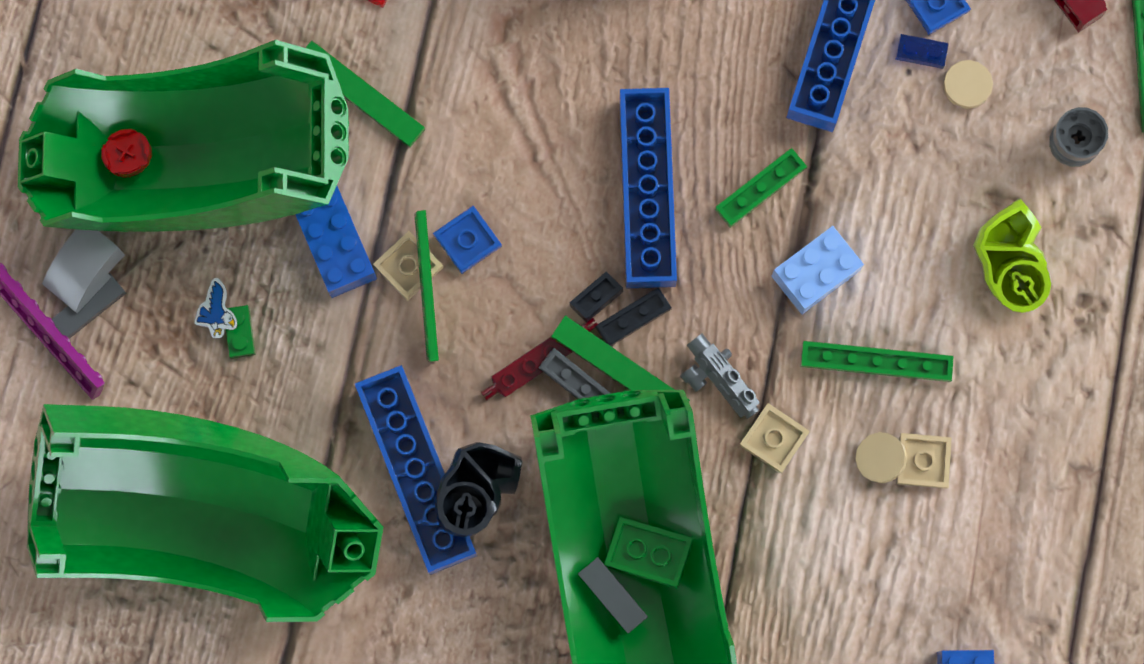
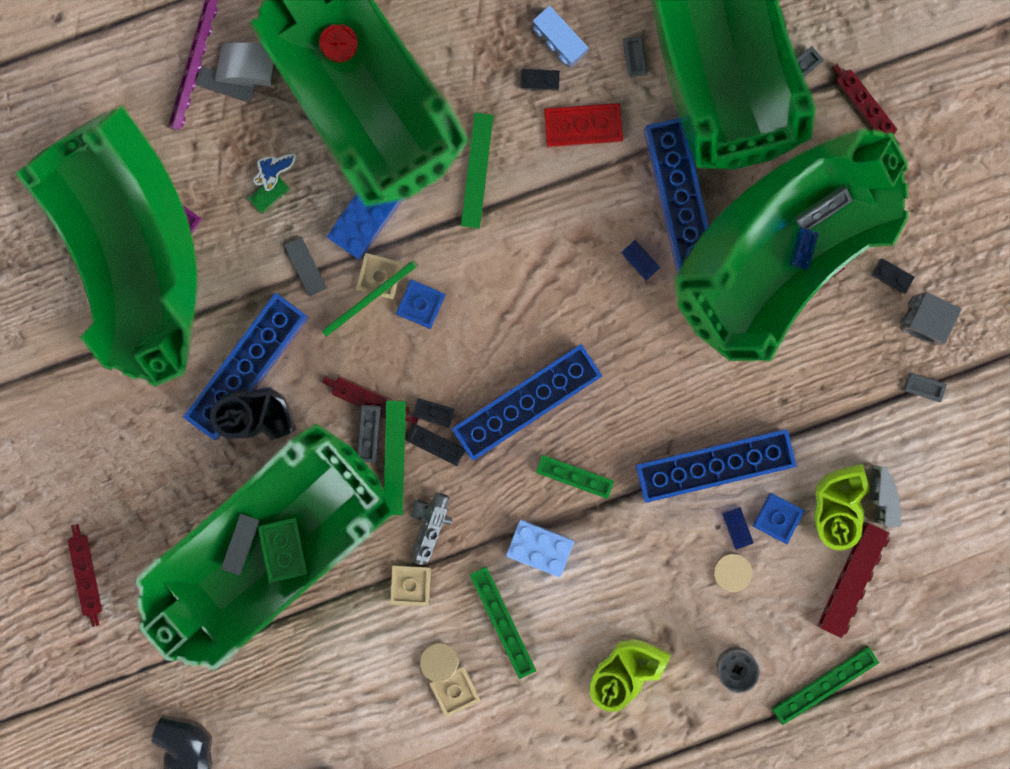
camera: 60 degrees right, 10 degrees up
(345, 340) = (305, 266): none -> dark grey tile

